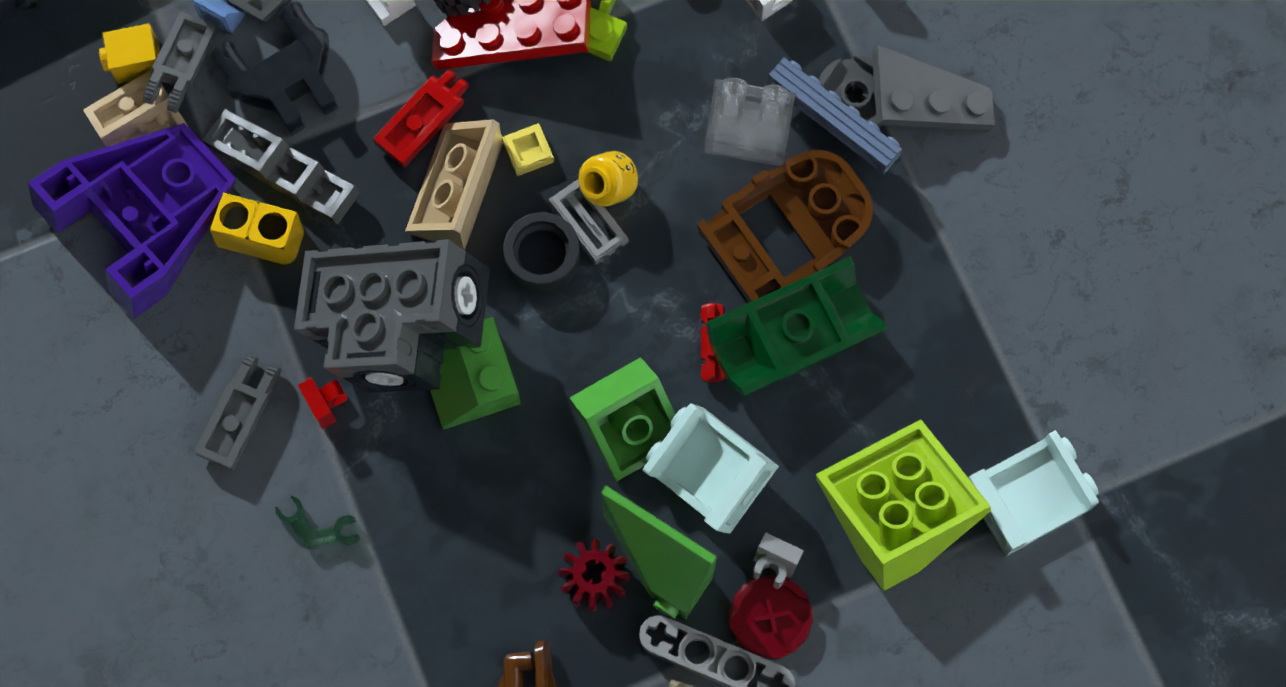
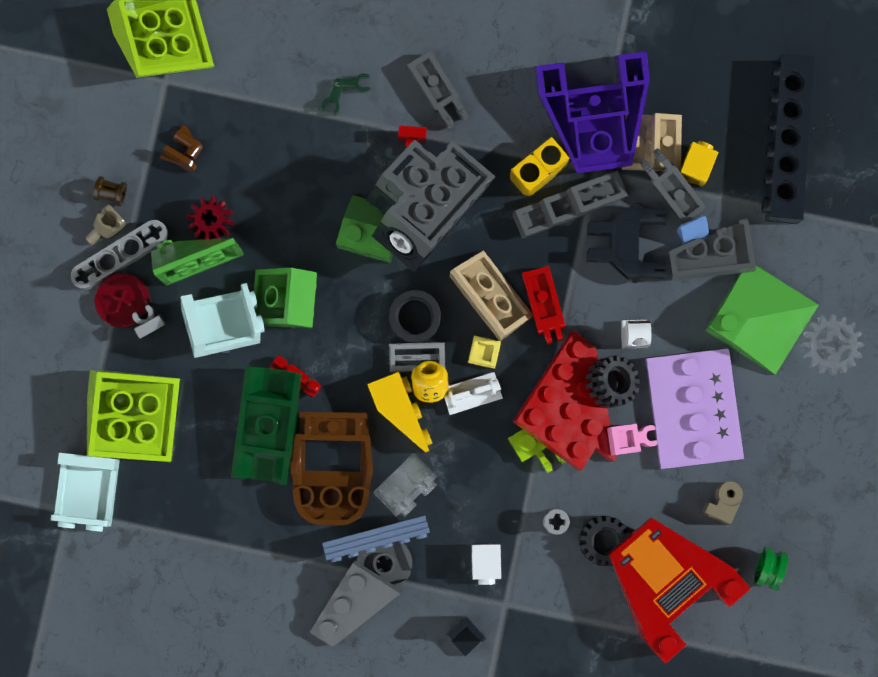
camera: 120 degrees right, 10 degrees up
(584, 127) = (473, 393): none -> white hinge
(661, 206) = (393, 403): none -> yellow slope

